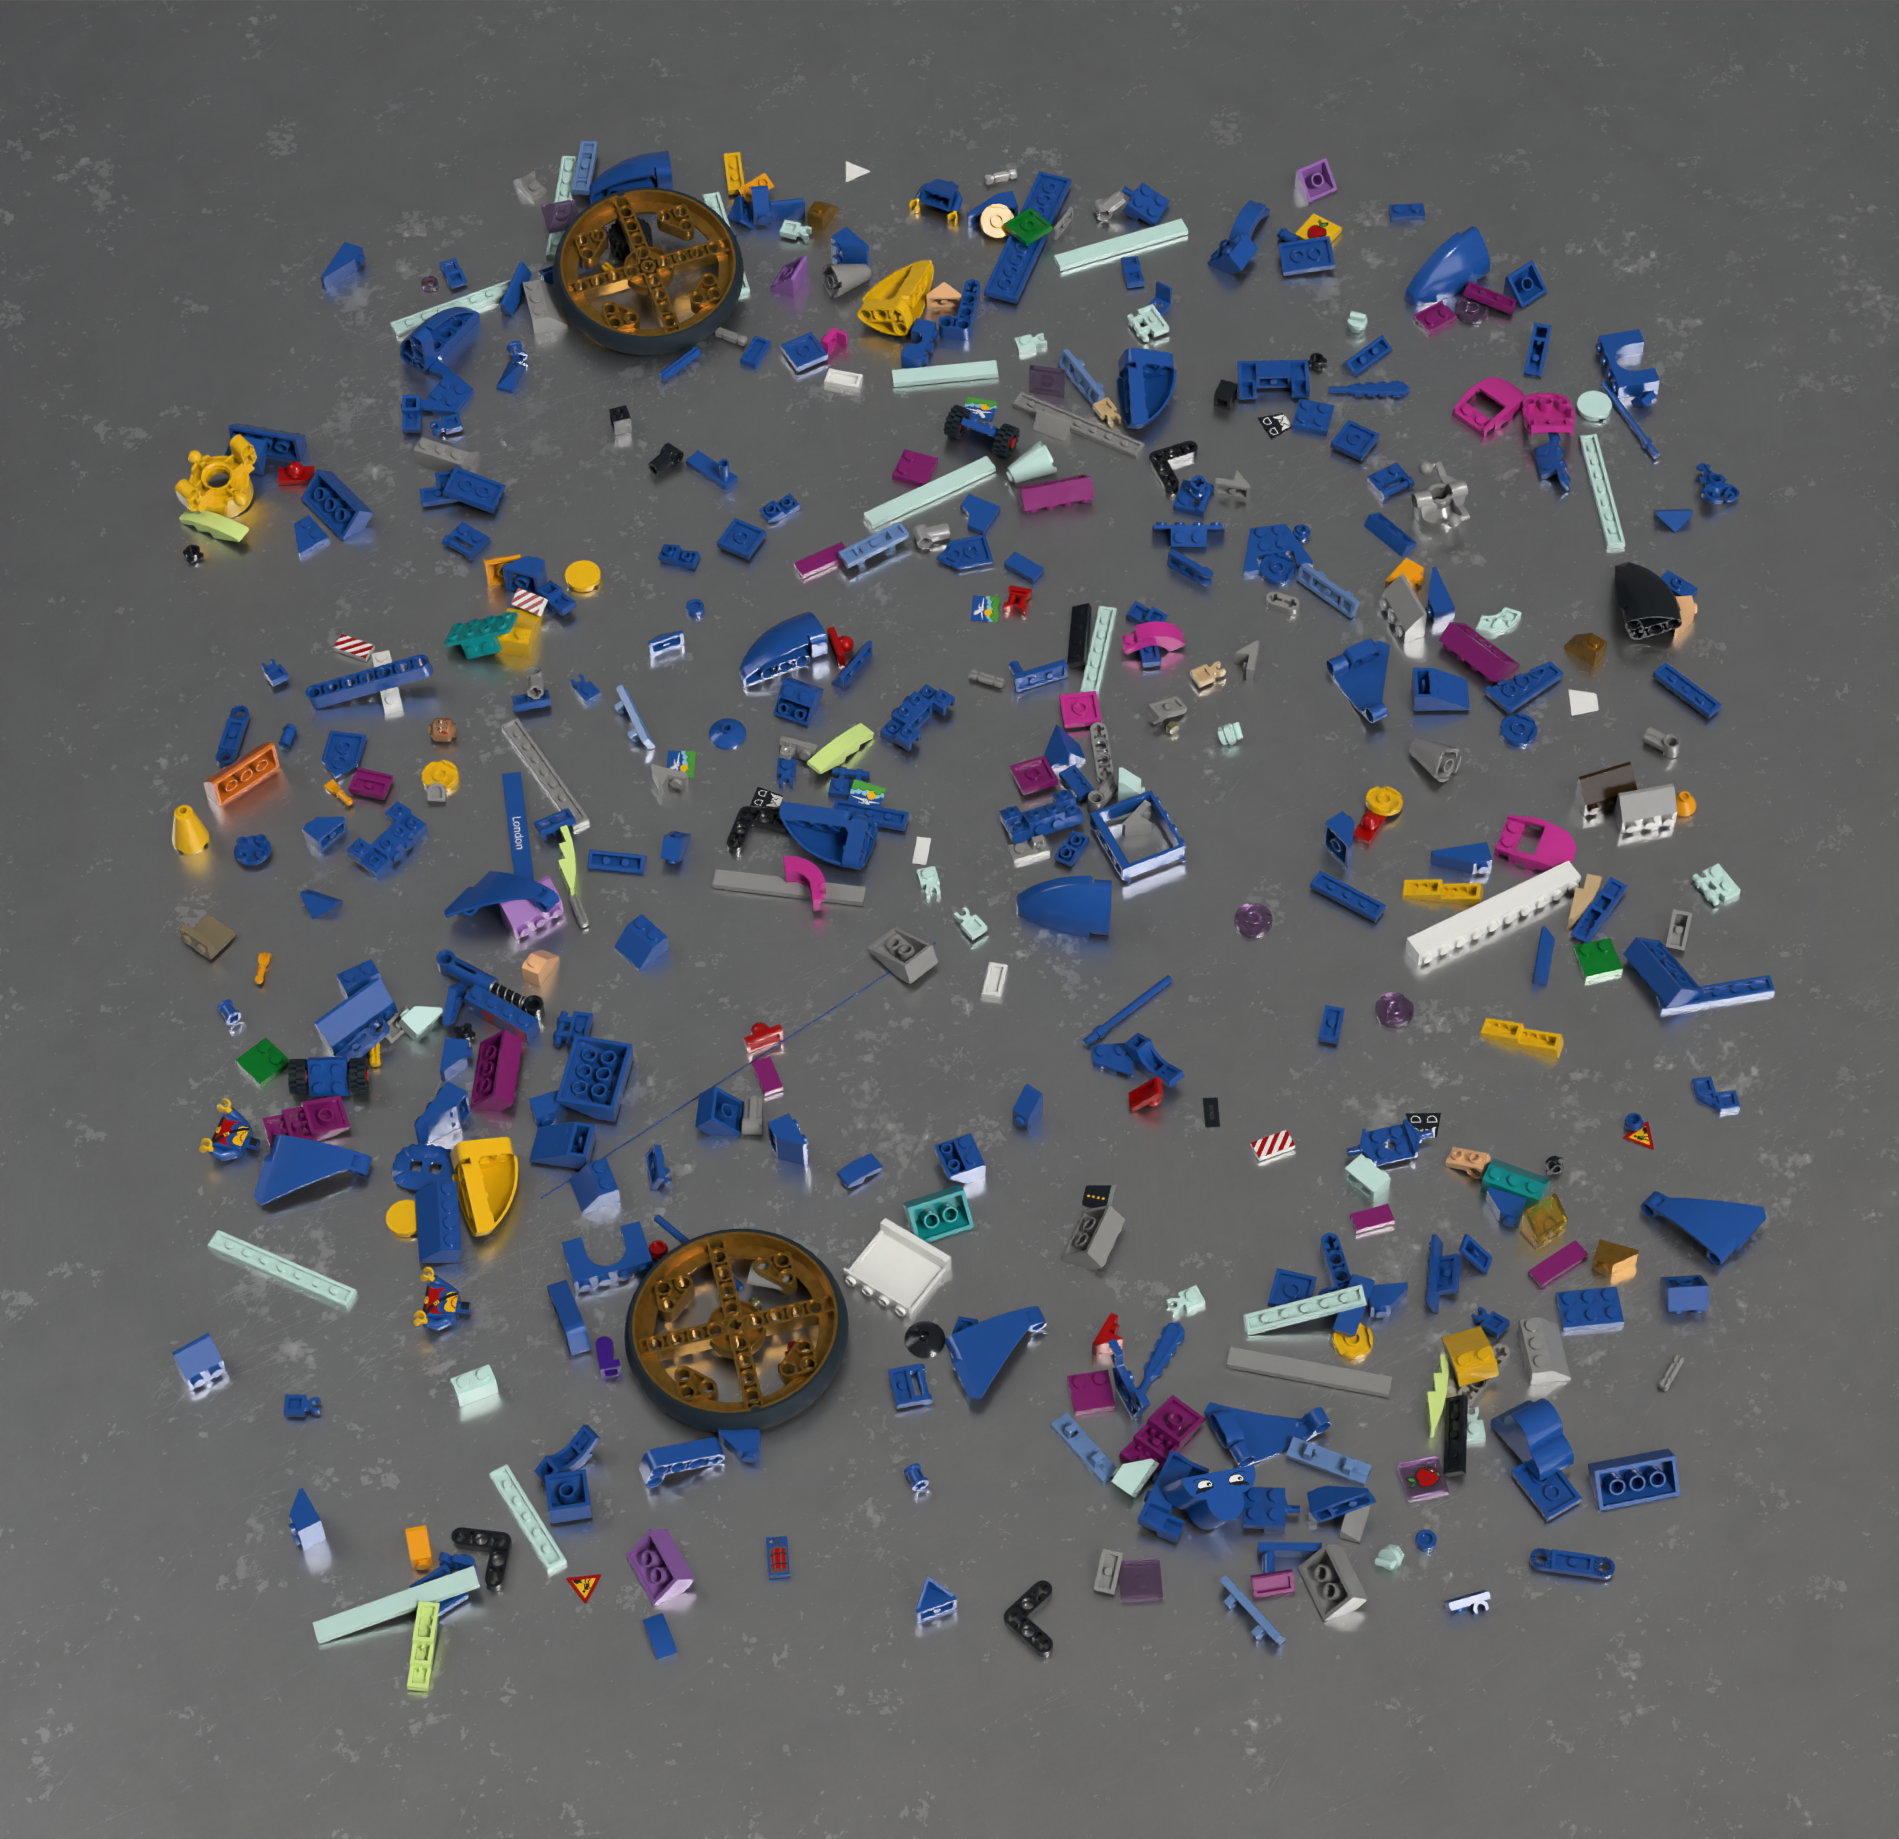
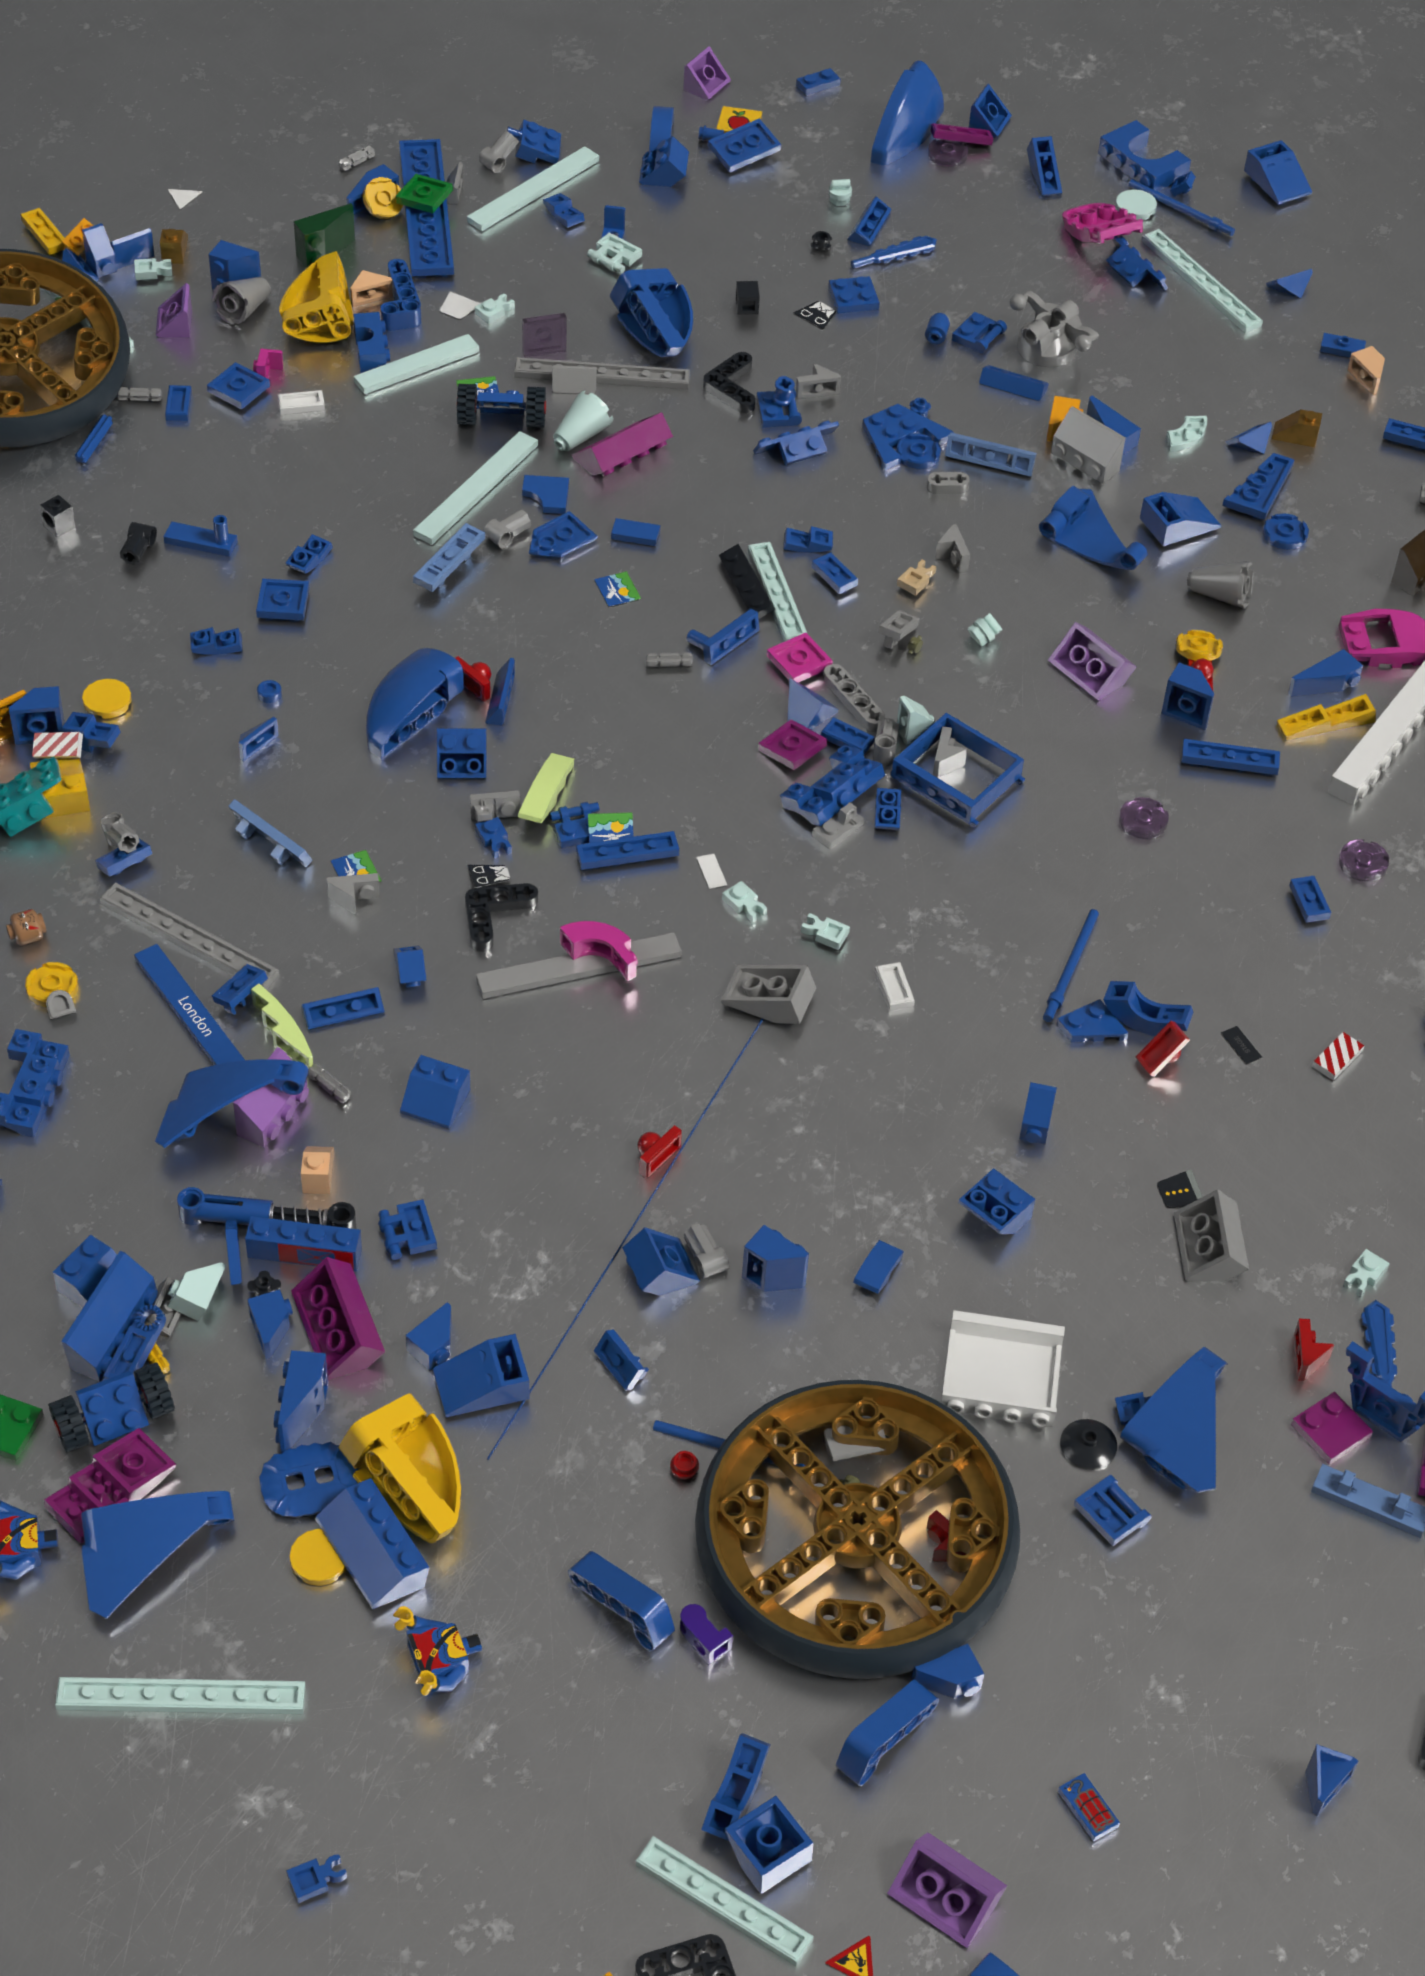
camera: 30 degrees left, 5 degrees down
(198, 1362) = (136, 1877): slope -> none
(474, 1385) = (548, 1745): light aqua brick -> none
(585, 691) = (186, 825): blue plate -> none
(589, 1275) = (612, 1532): blue arch -> none
(595, 1077) = (478, 1275): blue slope -> none
(595, 1186) = (555, 1414): blue slope -> none
(727, 739) = (393, 817): blue dish -> none
(767, 1076) = (690, 1196): magenta tile -> none
(819, 561) = (391, 595): magenta tile -> none
(831, 833) = (595, 883): blue panel -> none
(913, 713) = (607, 722): blue bracket -> none
(914, 468) = (443, 468): magenta plate -> none
(916, 1477) = (1196, 1623): blue bush -> none
(934, 241) = (324, 233): none -> dark green slope
(939, 1214) = (1010, 1280): teal slope -> none
(940, 195) = (302, 189): blue torso -> none
(1005, 331) = (458, 306): none -> white sticker
(1020, 593) = (651, 559): red piece -> none
(1068, 905) = (935, 867): blue panel -> none
(1079, 376) = (582, 326): medium blue hinge -> none
(1106, 410) = (626, 348): tan plate -> none
(1153, 634) = (832, 553): dark pink arch -> none
(1189, 568) = (824, 477): blue hinge -> none
(1273, 374) = (789, 263): blue bracket -> none
(1293, 786) = (1091, 662): none -> medium lavender slope
(1354, 440) = (915, 303): blue plate -> none
(1357, 468) = (937, 328): none -> blue brick
(1435, 317) = (916, 169): magenta plate -> none
(1478, 652) = (1191, 466): magenta slope -> none
(1500, 391) = (1036, 219): dark pink slope -> none
(1546, 643) = (1252, 439): none -> blue slope
(1582, 702) = (1329, 484): white sticker -> none
(1646, 601) = (1329, 365): black panel -> none
(1715, 485) = (1312, 243): blue animal -> none
(1728, 413) = (1277, 172): none -> blue slope

